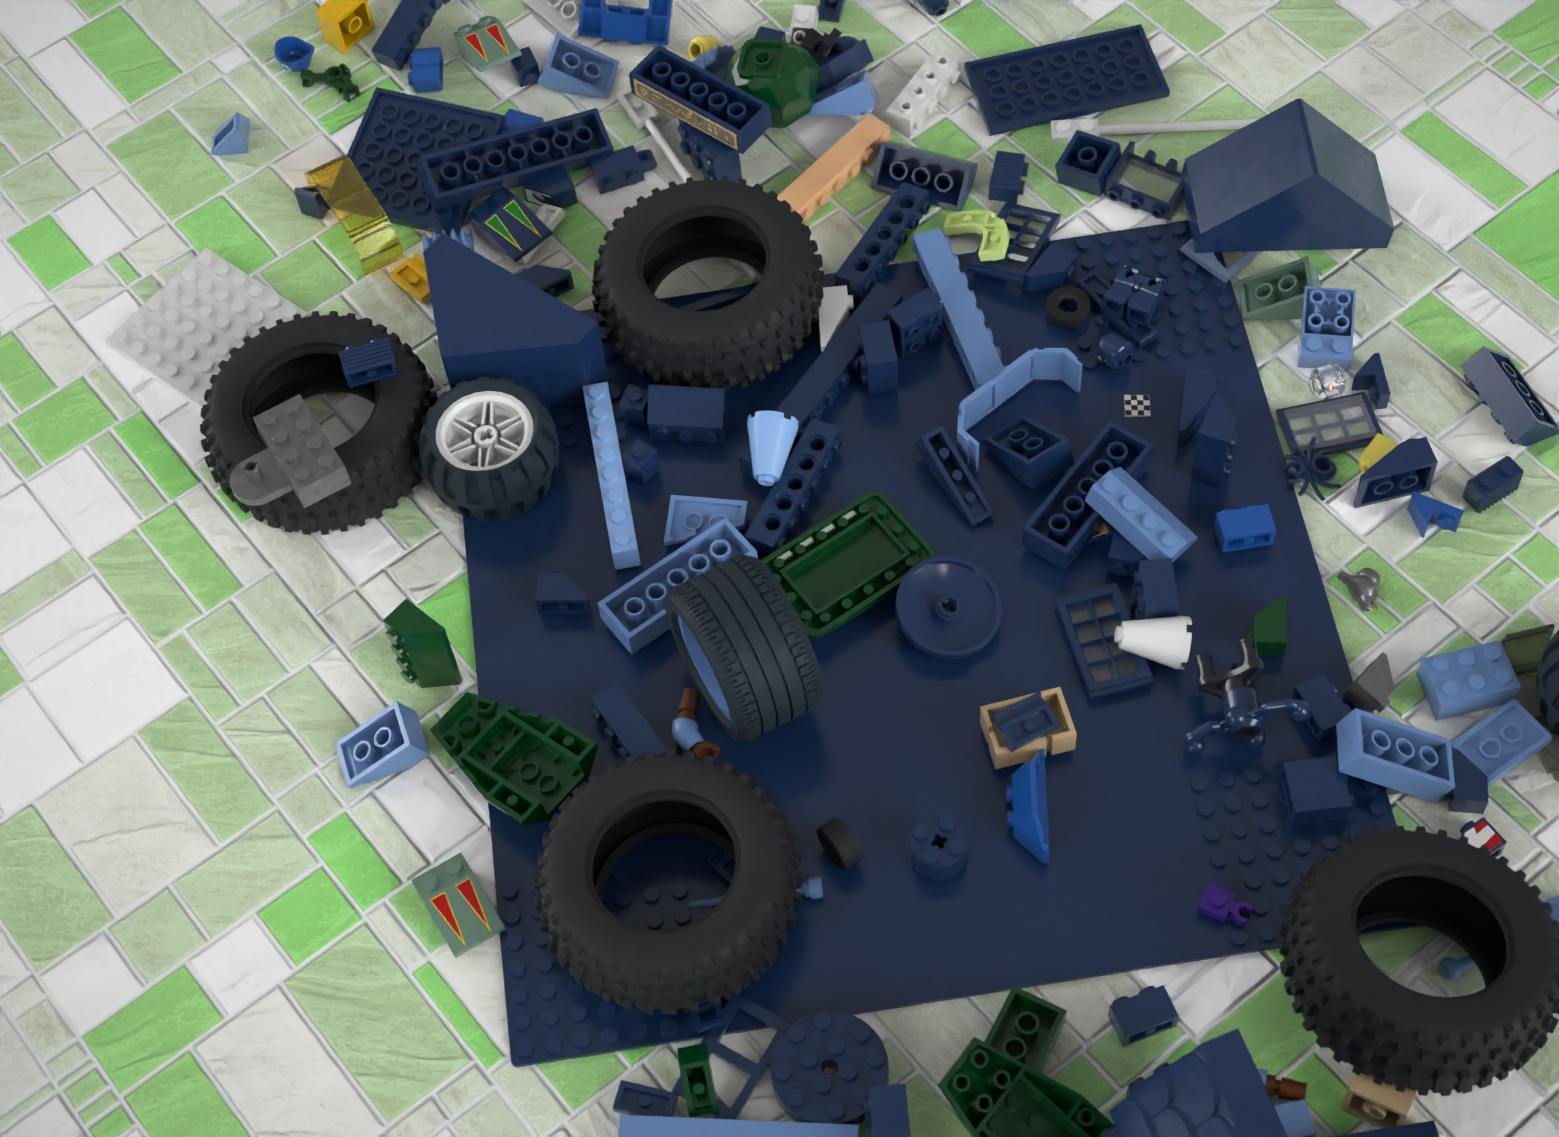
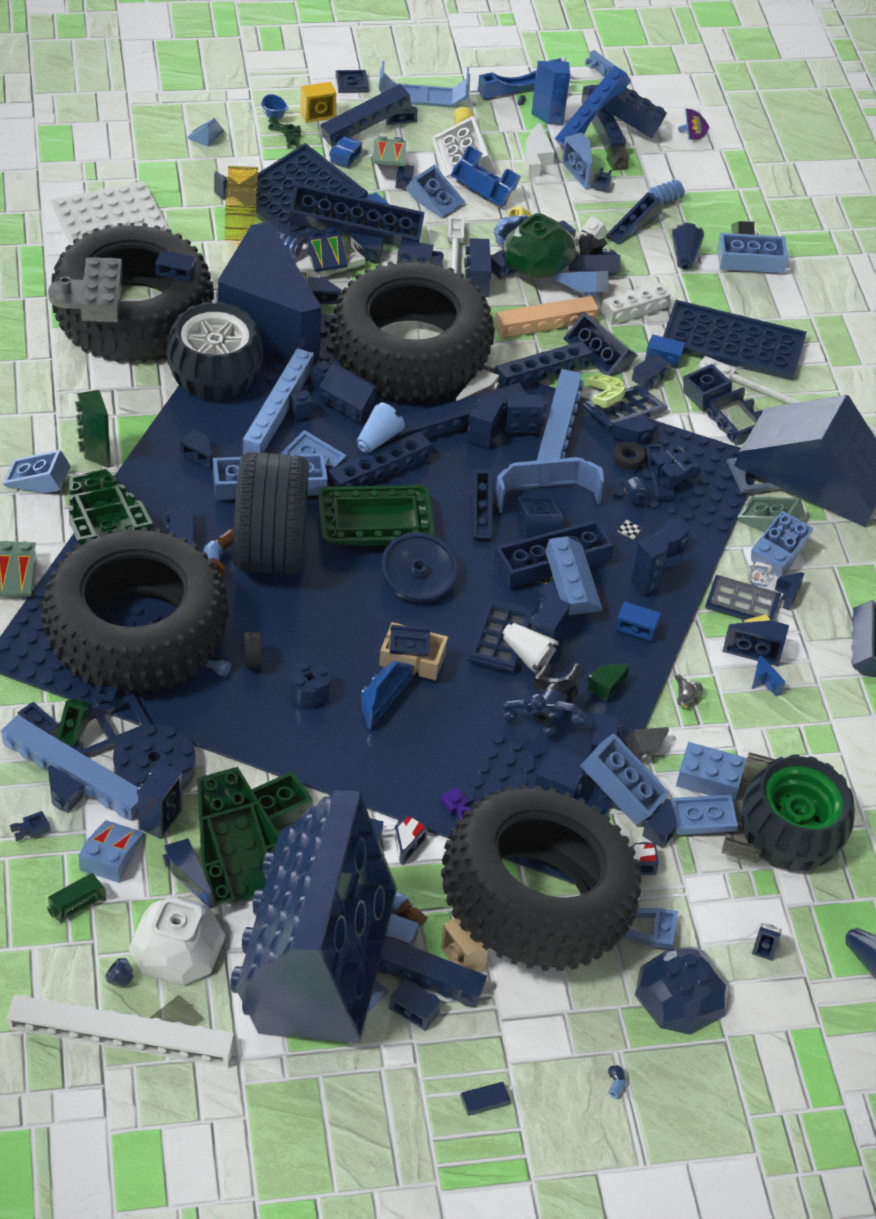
camera: 20 degrees right, 10 degrees down
(700, 99) = (486, 233): dark blue brick -> none
(1002, 136) = (666, 348): none -> blue brick
(1200, 985) = (409, 836): none -> slope
(1312, 468) = (712, 614): dark blue animal -> none
(1493, 484) = (819, 680): dark blue brick -> none

